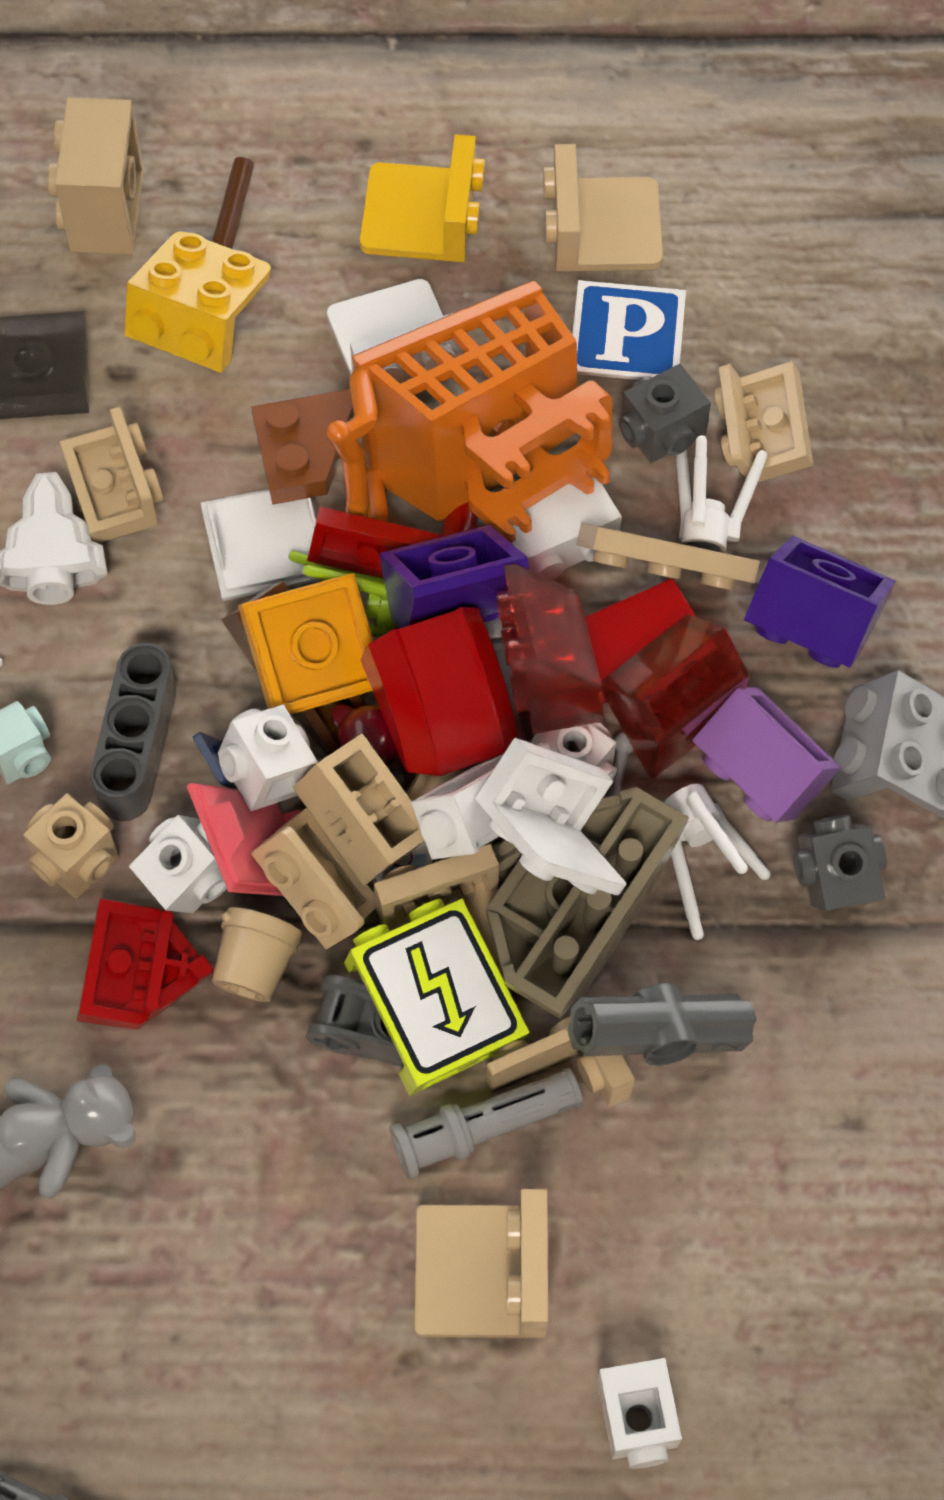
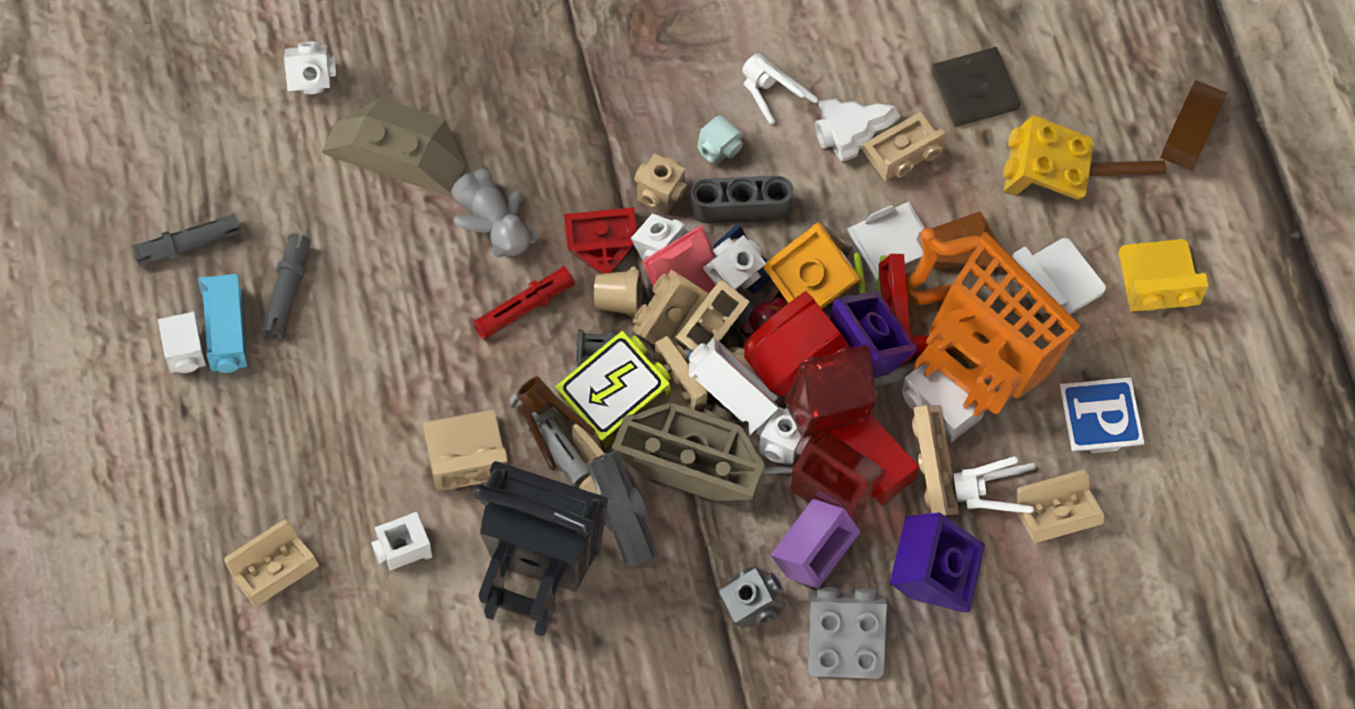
camera: 75 degrees right, 0 degrees up
(97, 175) = (1111, 82): tan brick -> none
(194, 105) = (1193, 125): none -> reddish brown slope
(202, 1050) = (536, 295): none -> red pin
(441, 1113) = (540, 399): none -> reddish brown plant
(541, 806) = (718, 409): white bracket -> none
(601, 220) = (1187, 382): tan bracket -> none
(664, 413) = (1042, 444): dark grey brick -> none
(707, 824) = (762, 513): white plant -> none
(714, 1143) = (538, 532): none -> black piece

